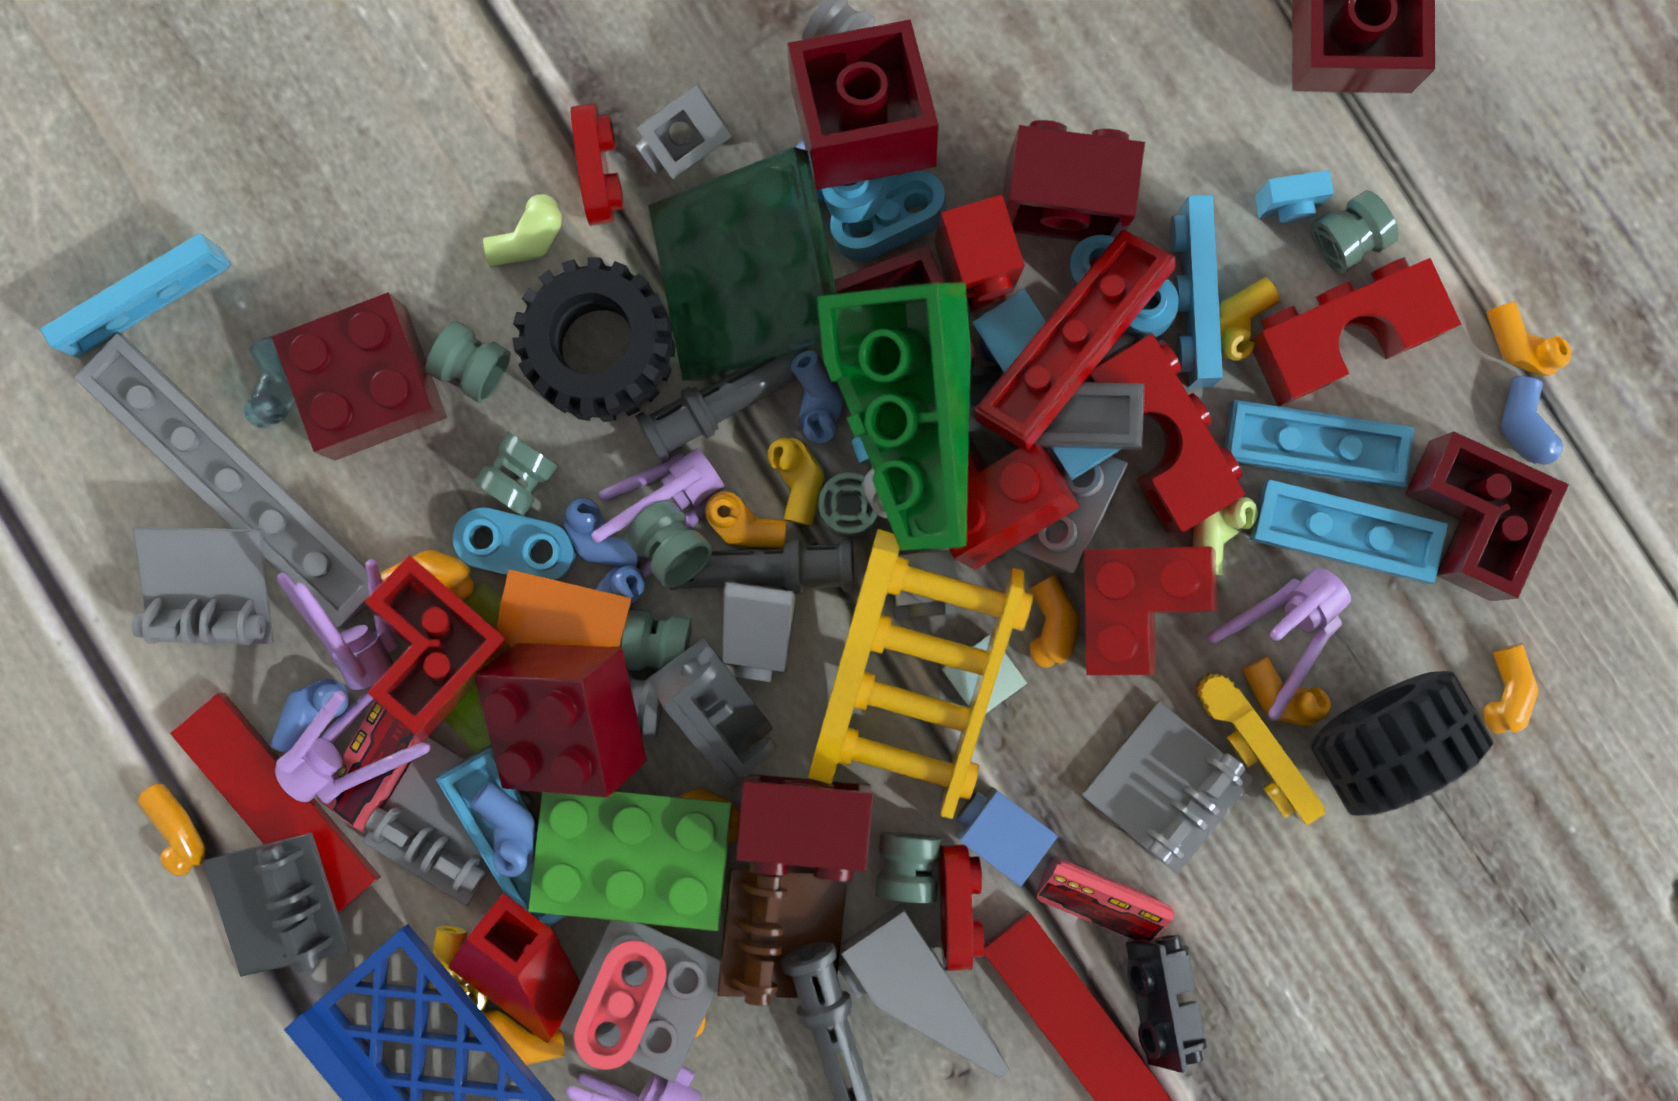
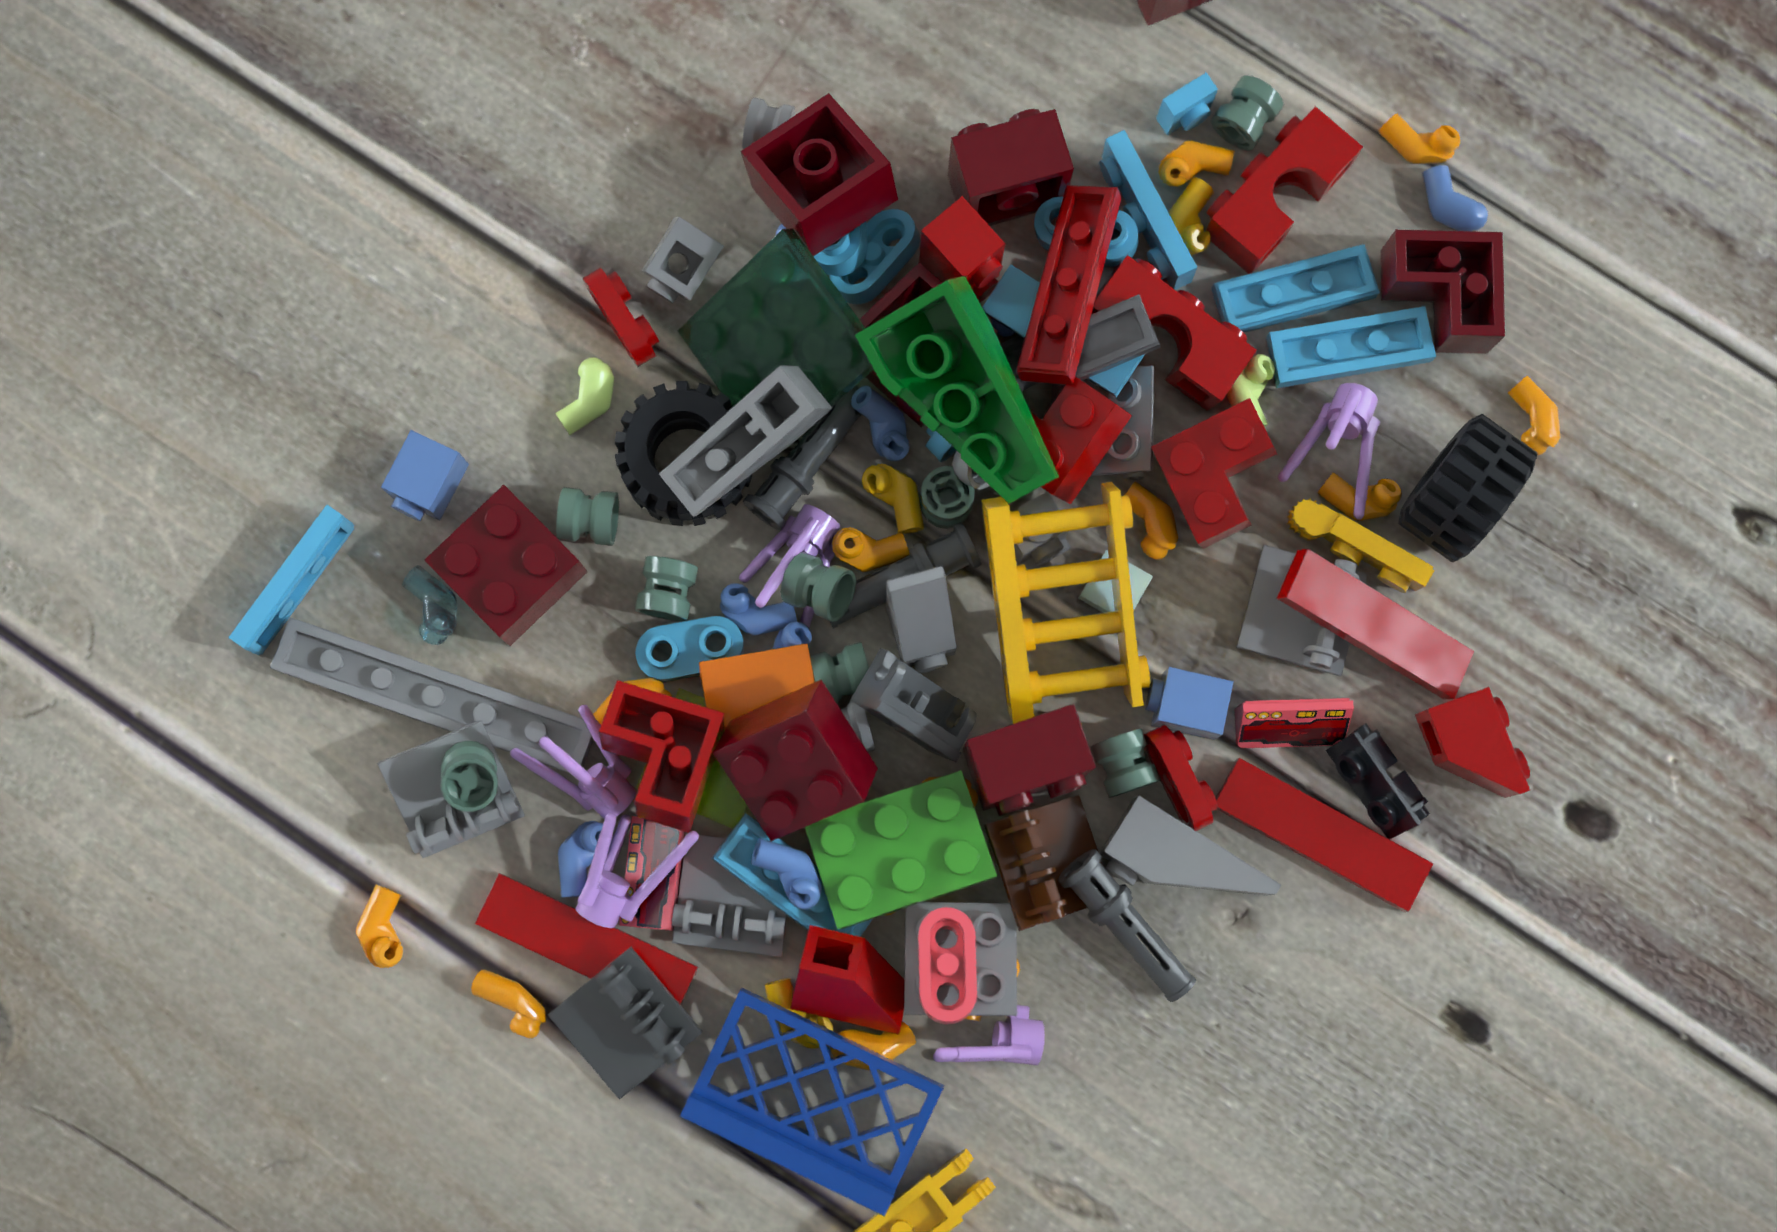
camera: 25 degrees left, 5 degrees down
(70, 695) = (376, 931): none -> light orange arm
(219, 584) = (468, 788): none -> sand green wheel
(316, 247) = (424, 477): none -> medium blue brick
(657, 356) = (746, 438): none -> light grey slope
(1235, 841) = (1375, 624): none -> tile
(1273, 255) = (1191, 159): none -> light orange arm
(1283, 1005) = (1473, 743): none -> red slope

